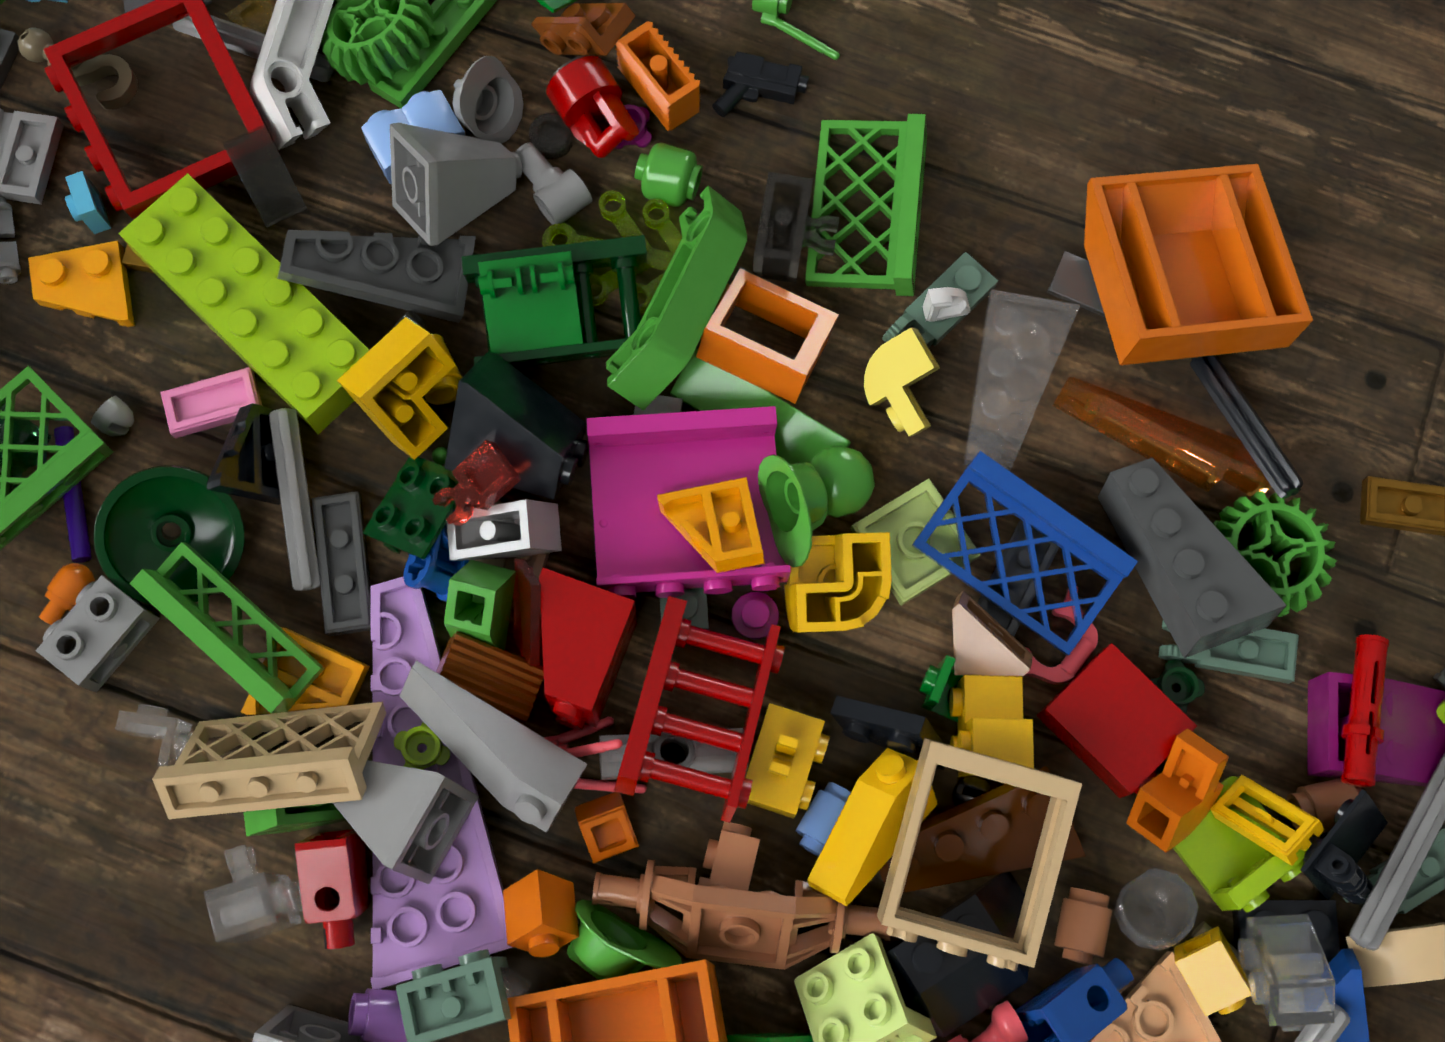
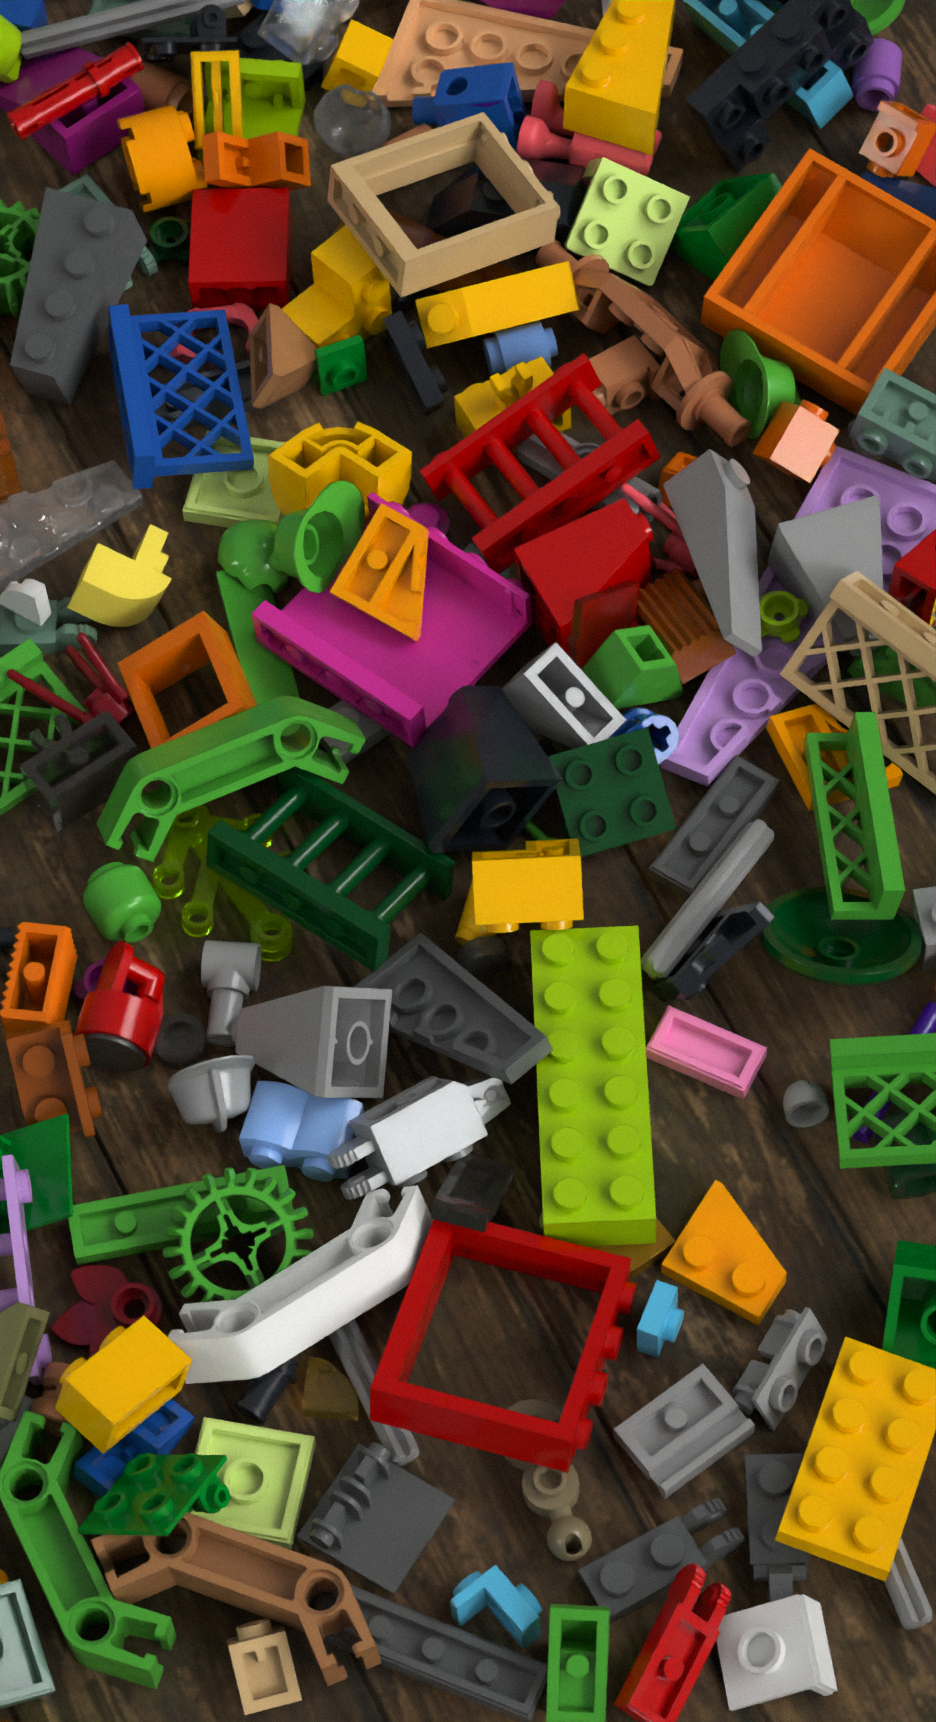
camera: 130 degrees left, 15 degrees down
(336, 173) = (418, 1130): none -> hinge
(482, 482) = (543, 724): clear red plate -> none
(530, 302) = (356, 858): green hinge -> none
(824, 290) = (107, 695): none -> dark red plant
(1254, 731) = (160, 157): none -> light orange brick

